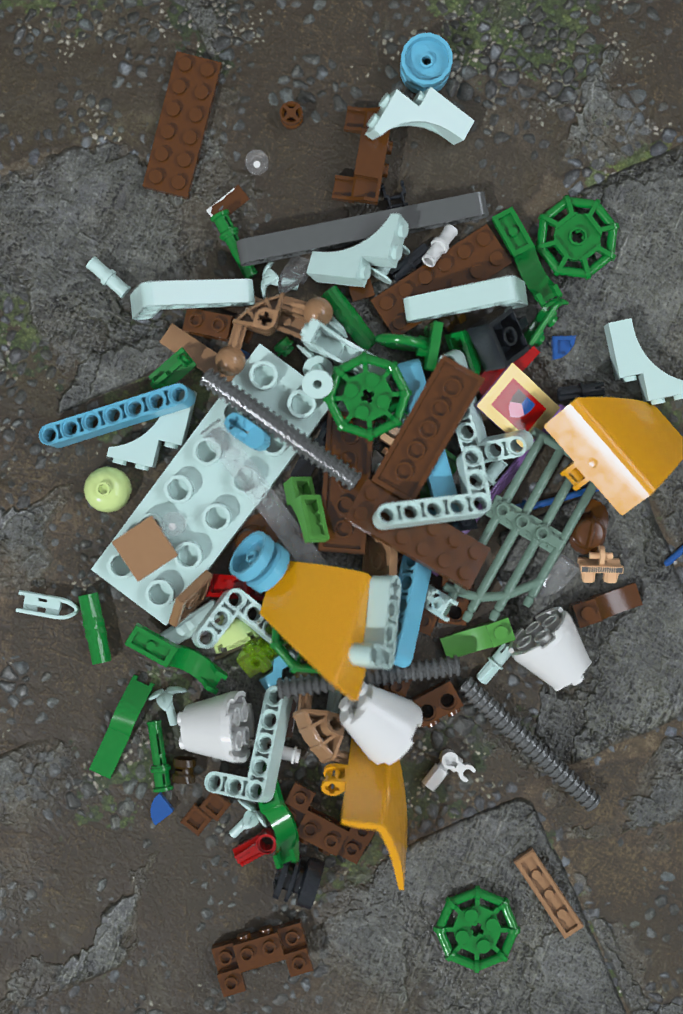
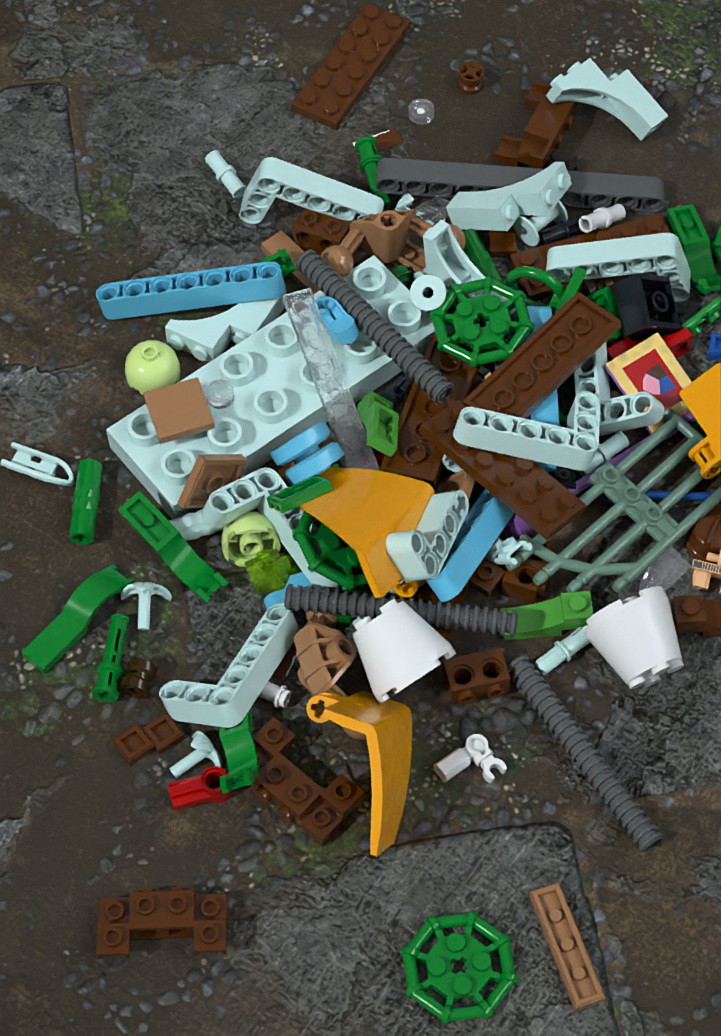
camera: 15 degrees right, 30 degrees down
(160, 808) = (92, 720): blue tile -> none
(218, 727) = (198, 628): white cone -> none
(268, 612) = (299, 493): none -> green tile
(299, 880) = (242, 831): black wheel -> none
(423, 50) = (630, 50): medium azure wheel -> none

